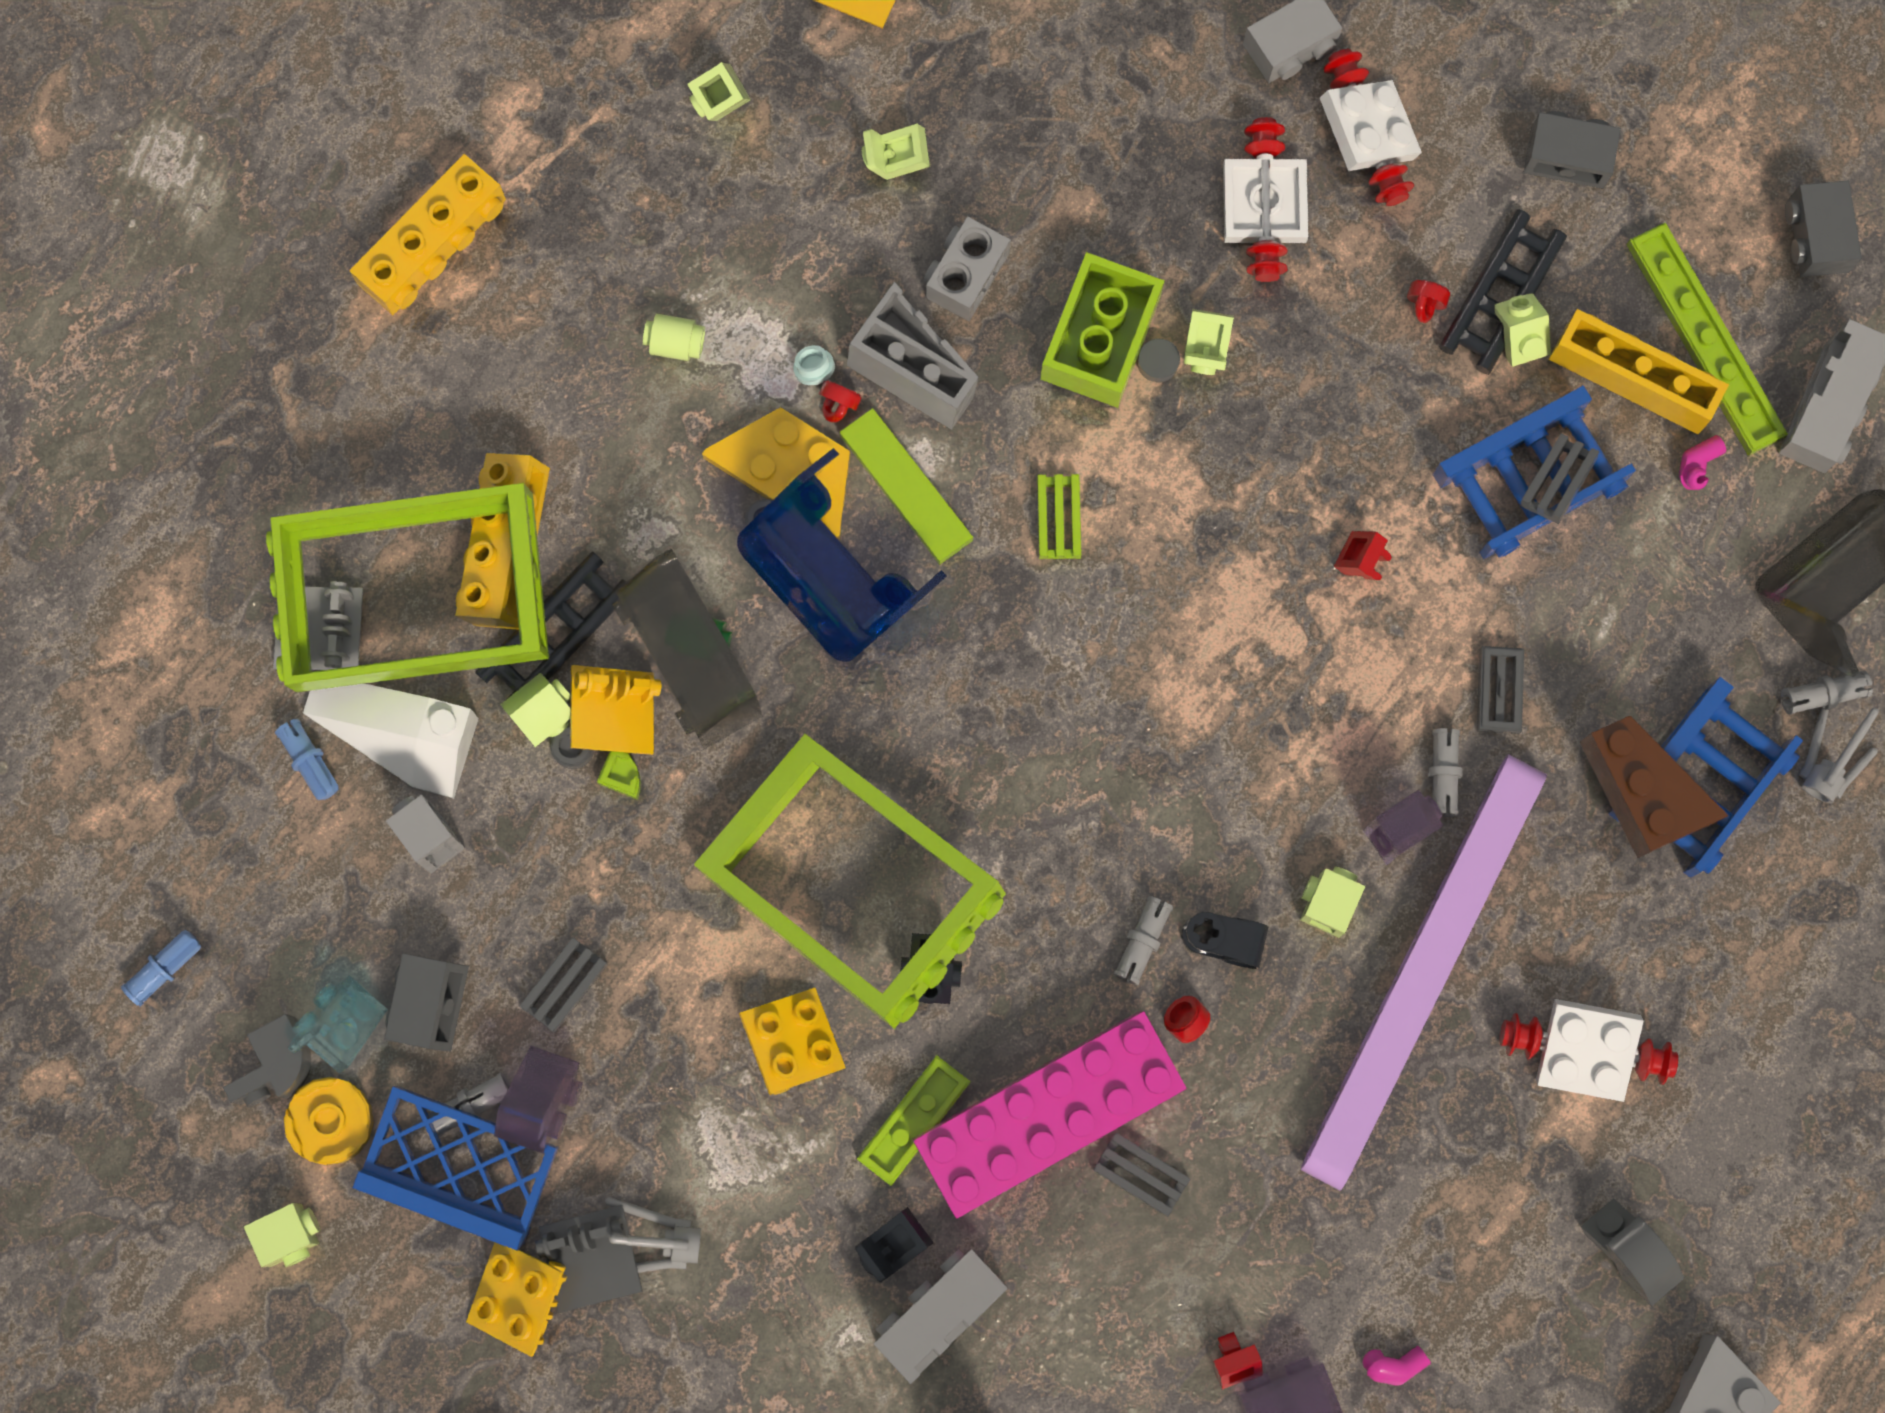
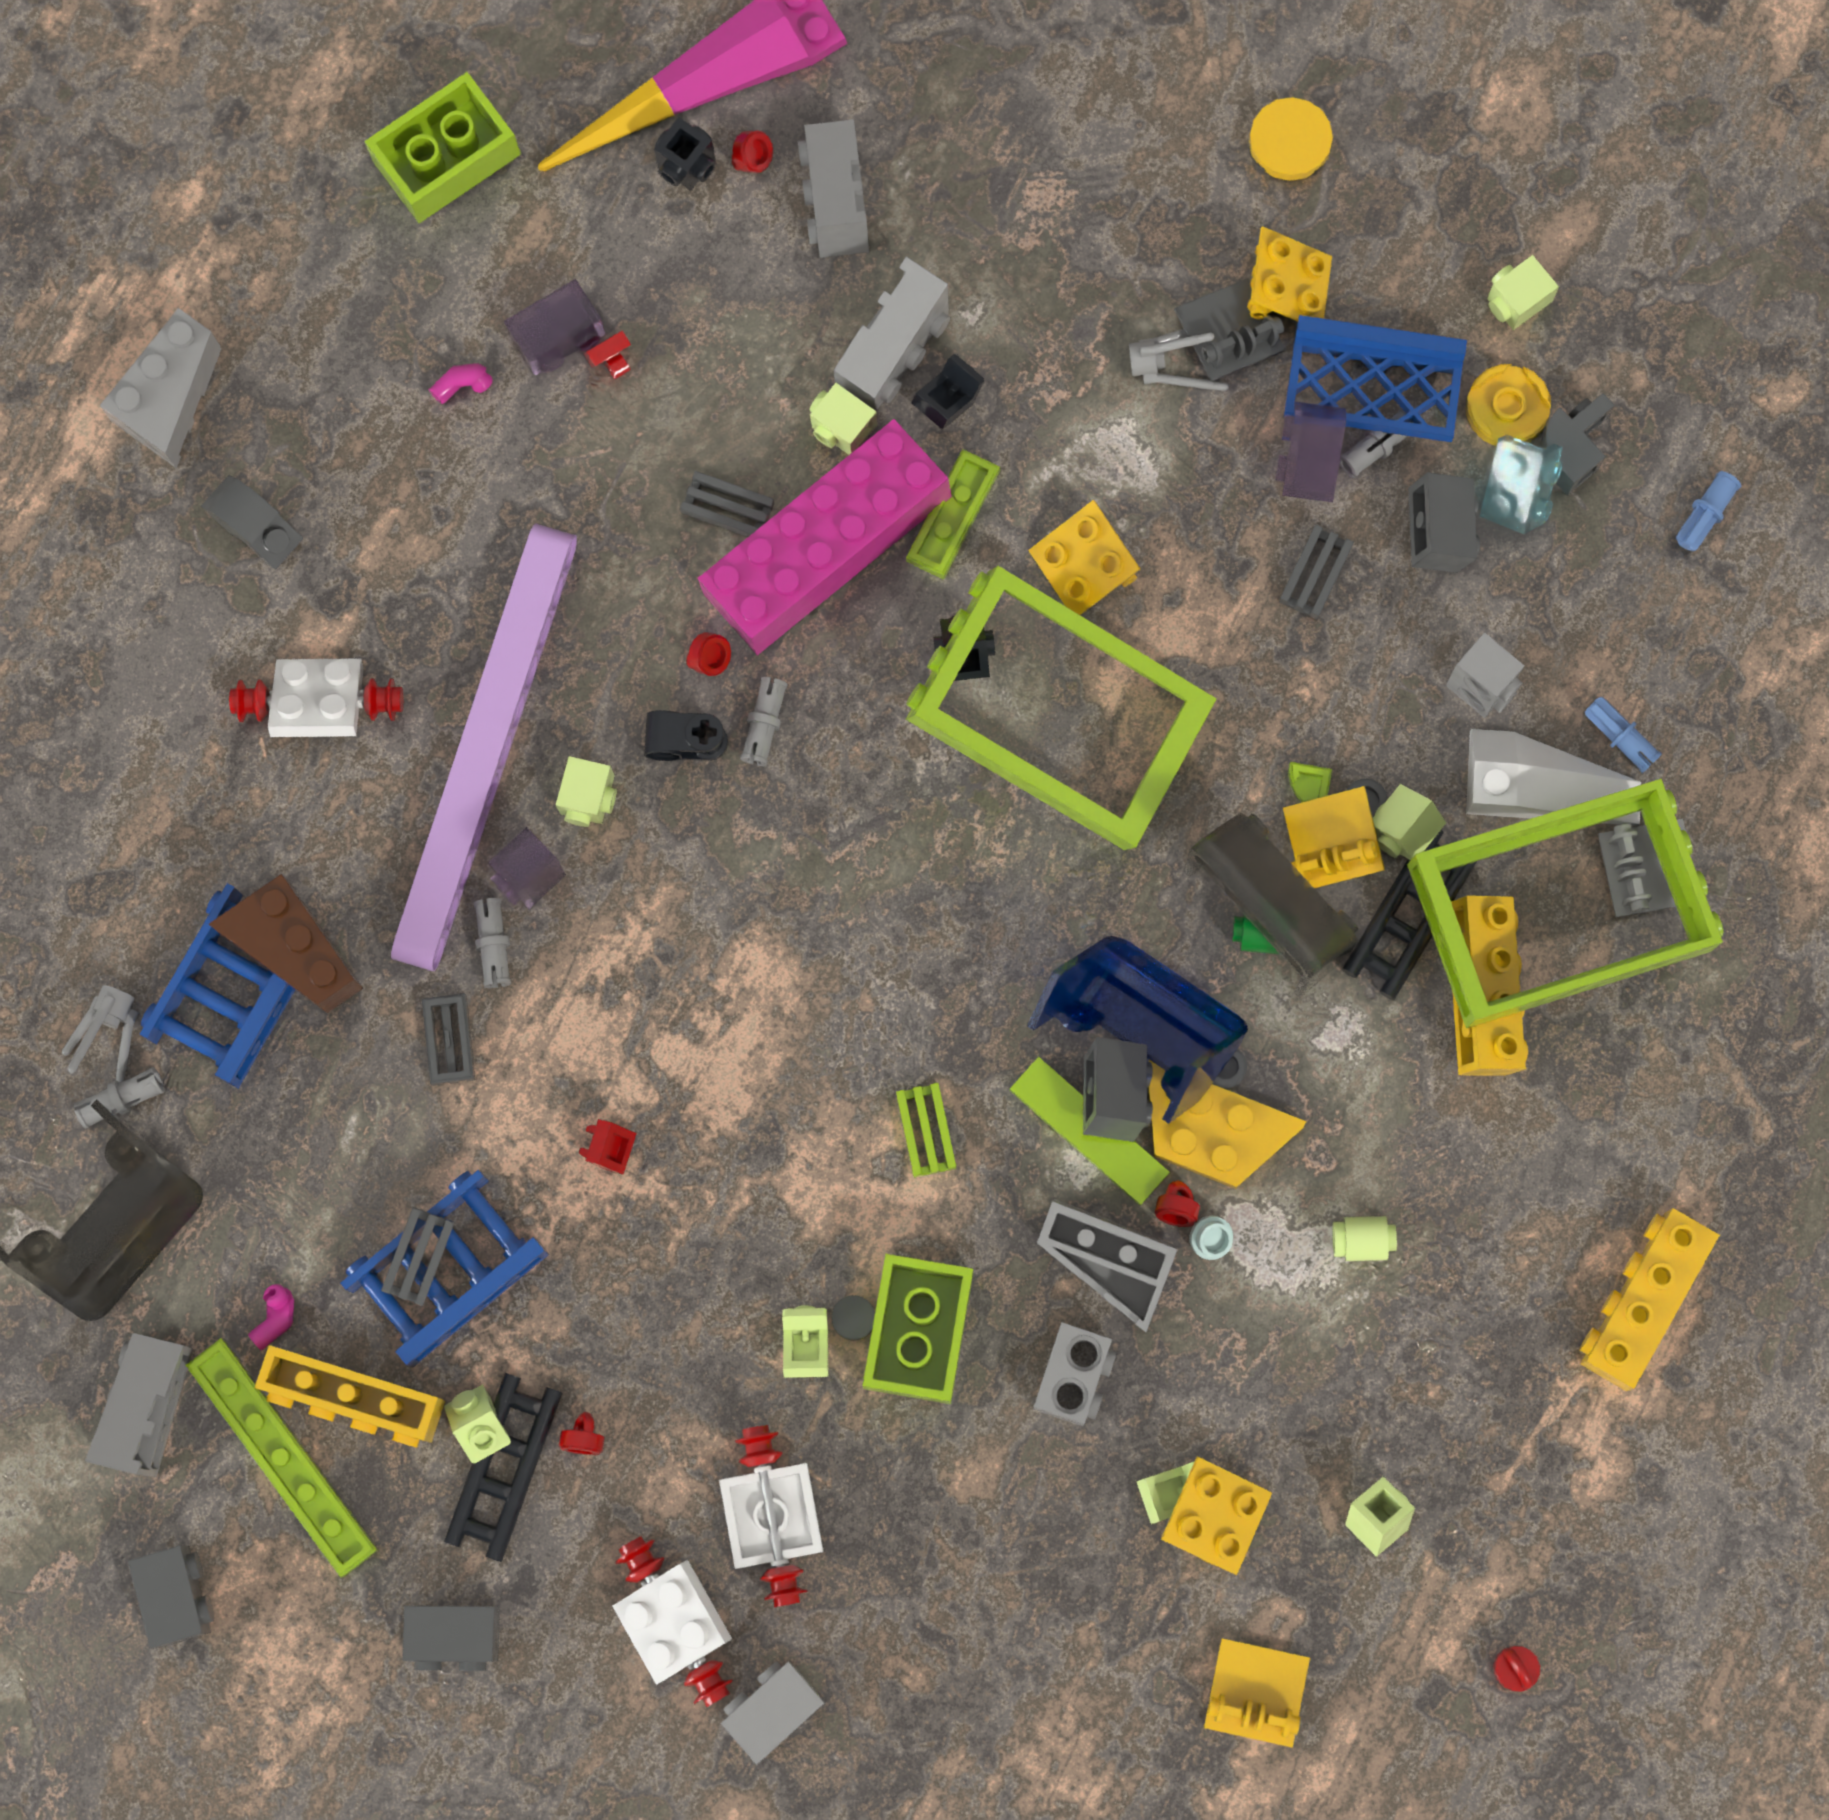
camera: 175 degrees right, 0 degrees up
(864, 119) = (1216, 1516): none -> yellow hinge
(873, 508) = (1116, 1089): none -> dark grey brick
(1010, 1239) = (841, 419): none -> yellowish green brick

